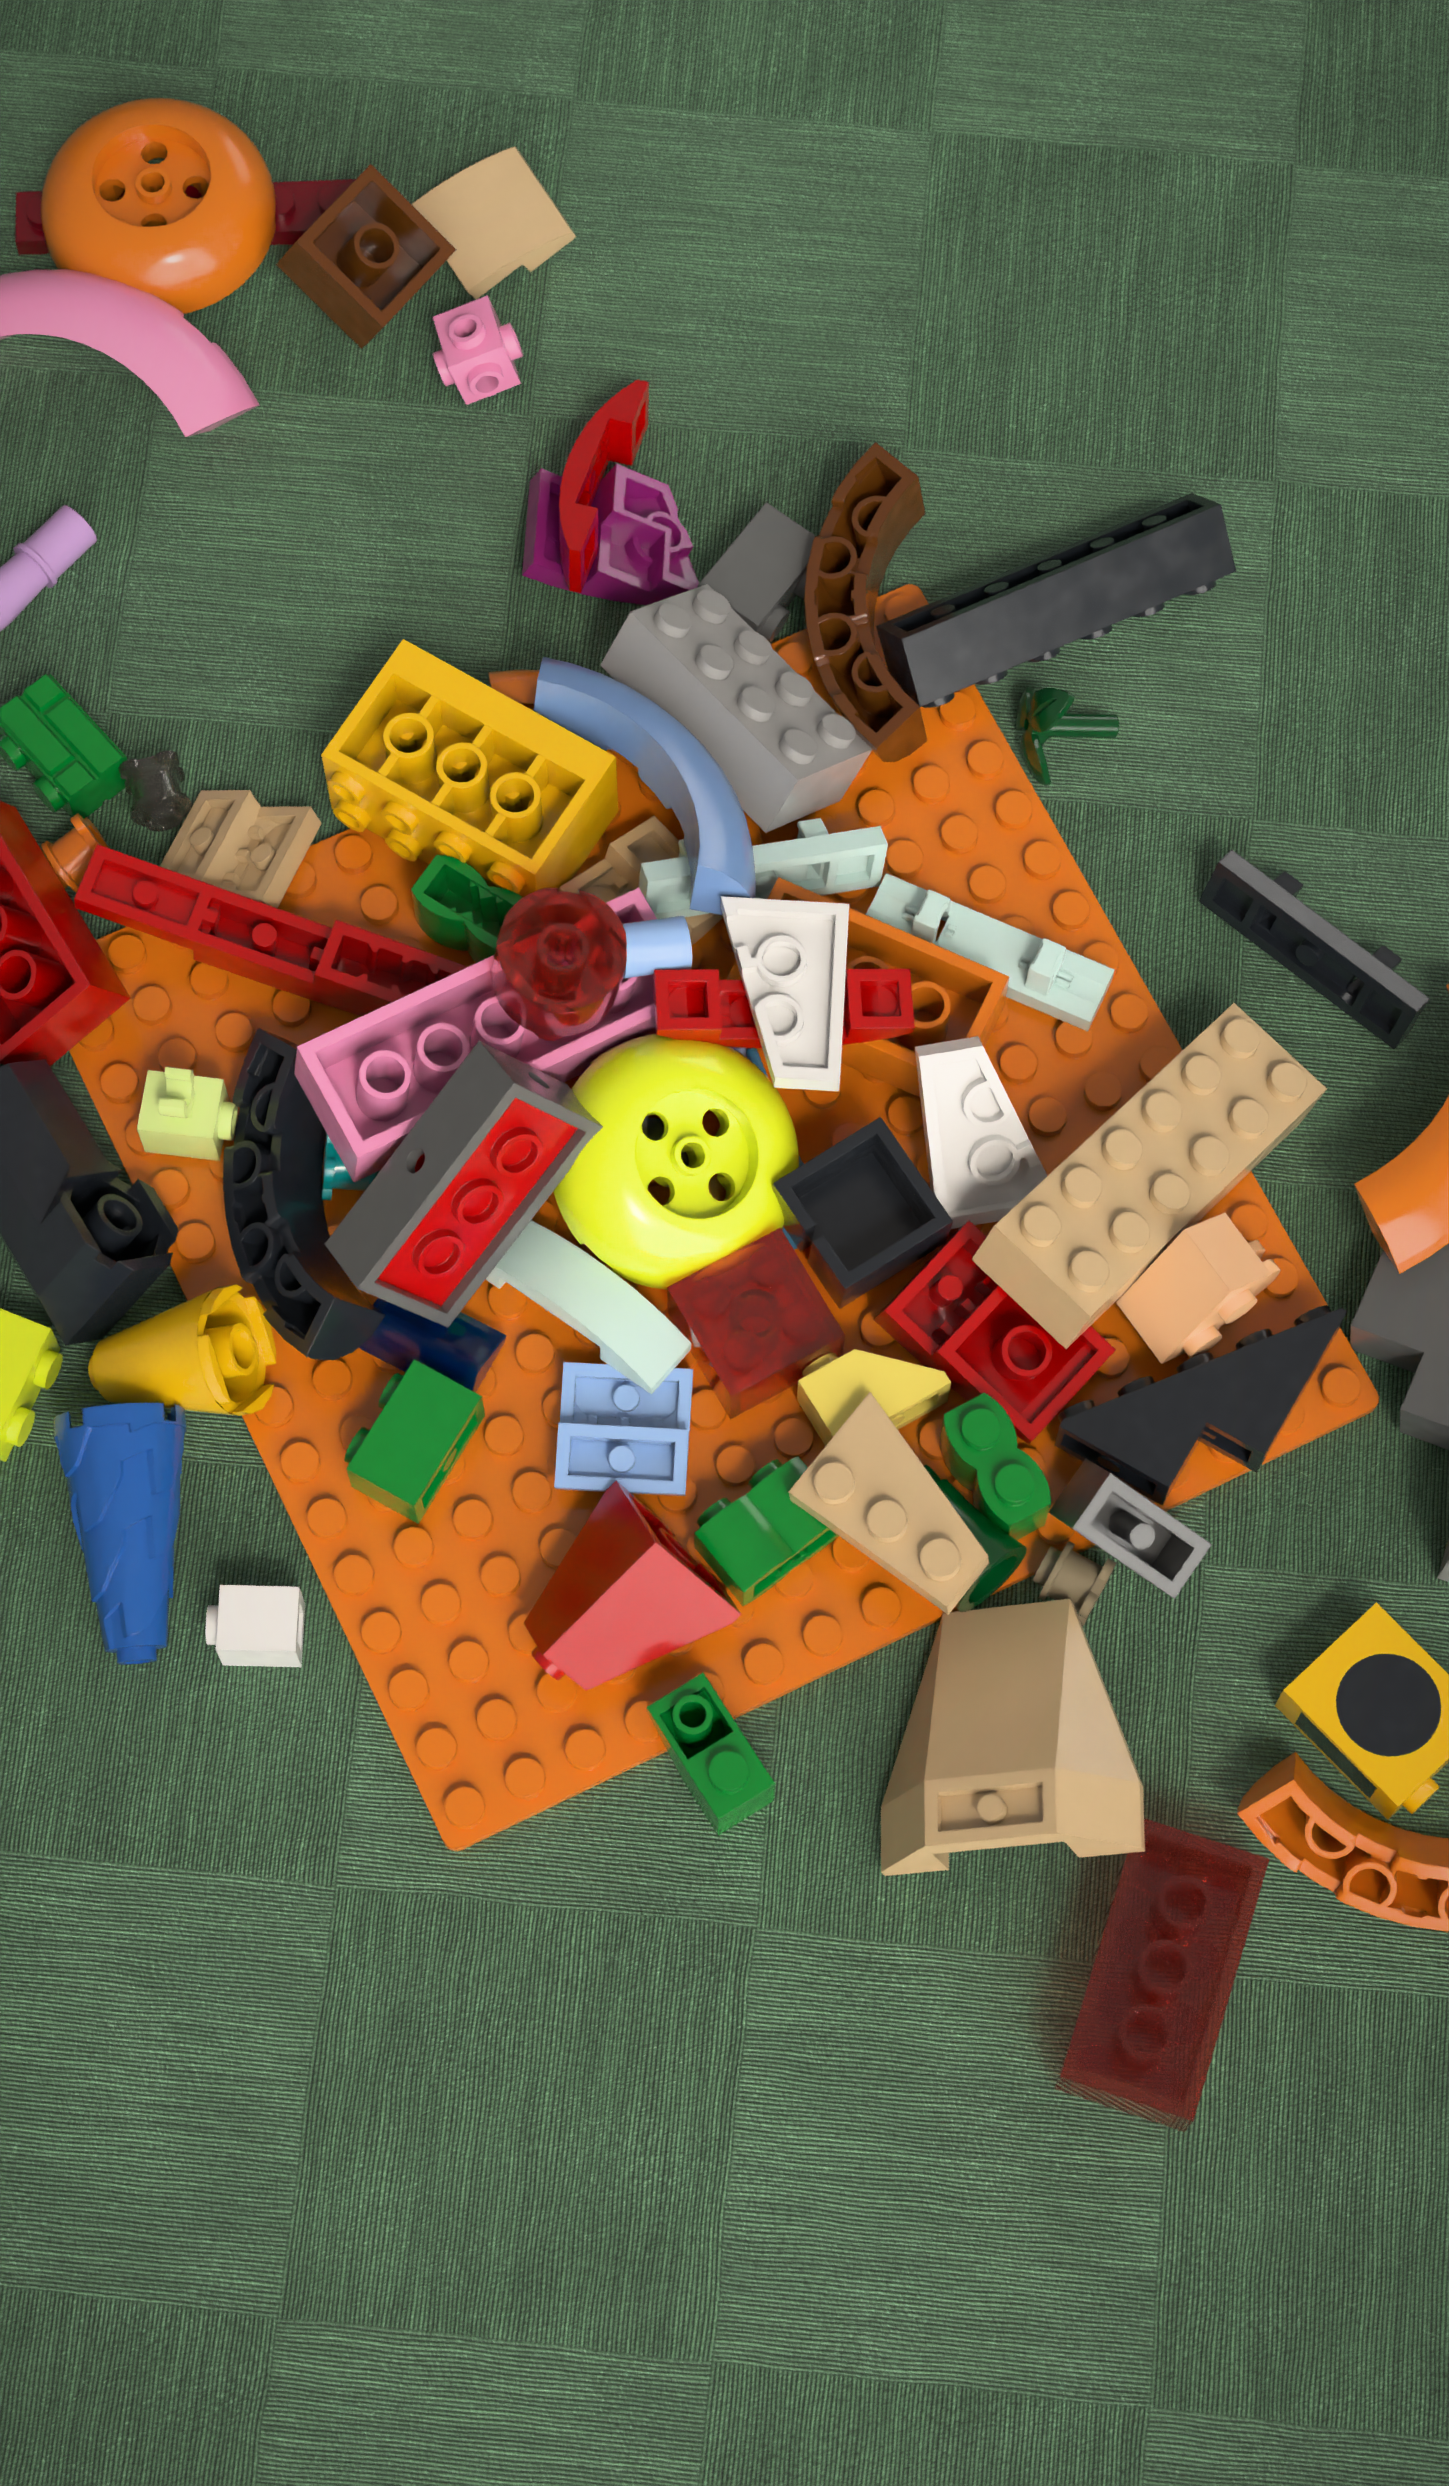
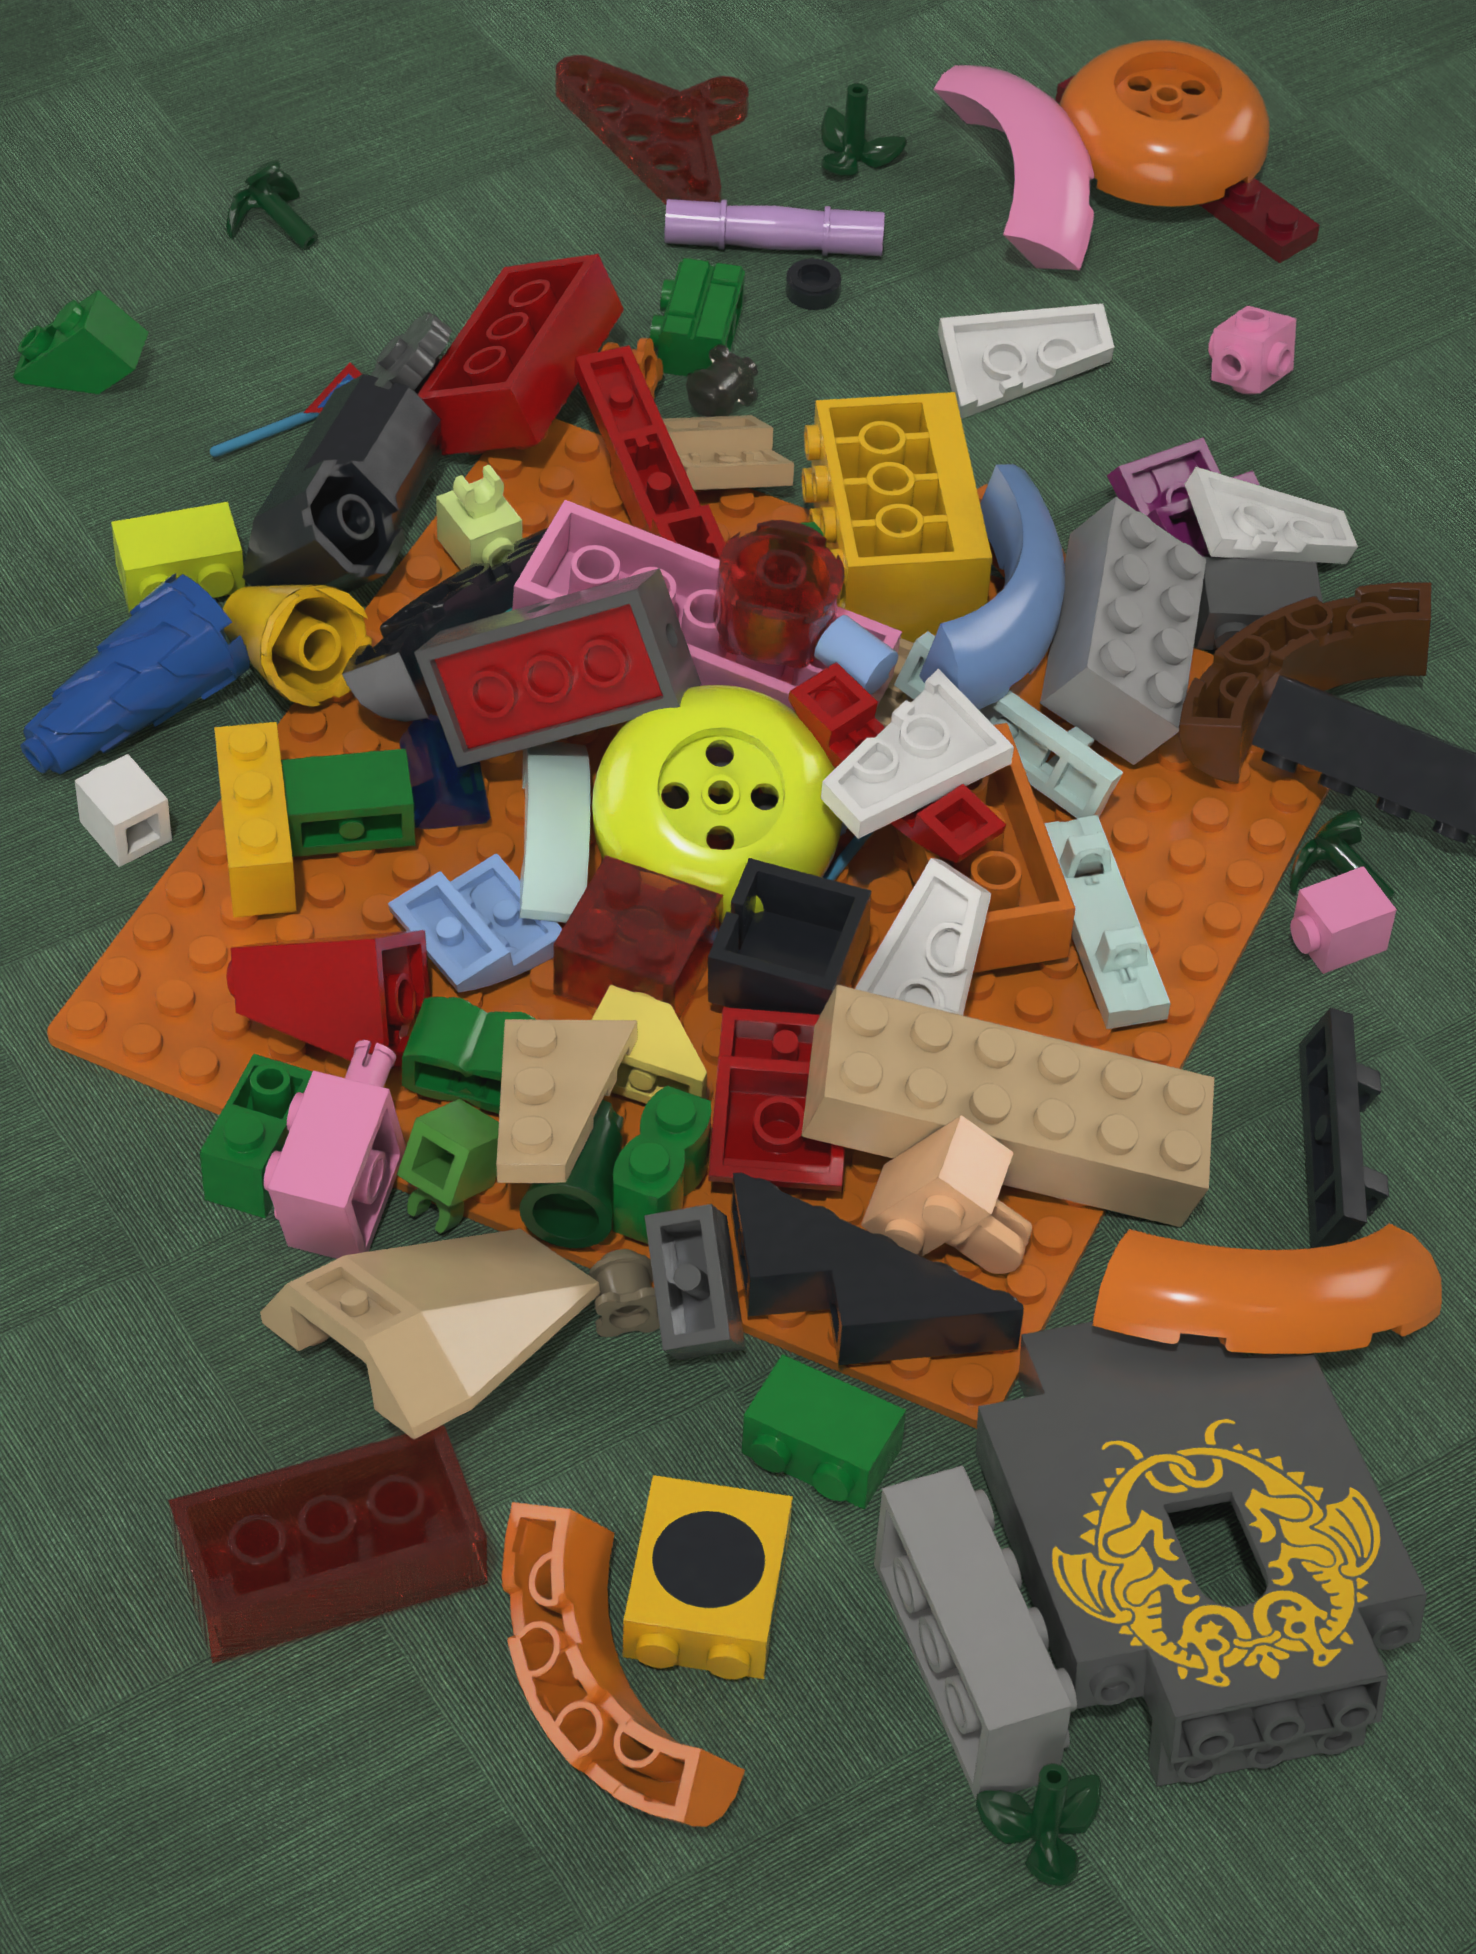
camera: 50 degrees right, 20 degrees down
(83, 623) = (813, 284): none -> black tile
(313, 527) = (1020, 352): none -> white wing
(366, 256) = (1251, 243): reddish brown brick -> none
(378, 1530) = (255, 819): none -> yellow brick
(495, 220) = (1372, 306): tan slope -> none
(609, 436) = (1278, 456): red slope -> none
(685, 503) = (1265, 523): none -> white wing
(807, 1711) = (338, 1158): none -> bright pink brick
(867, 1621) = (449, 1160): none -> bright green brick
(1119, 777) = (1342, 920): none -> bright pink brick
(1314, 1532) = (822, 1432): none -> green brick

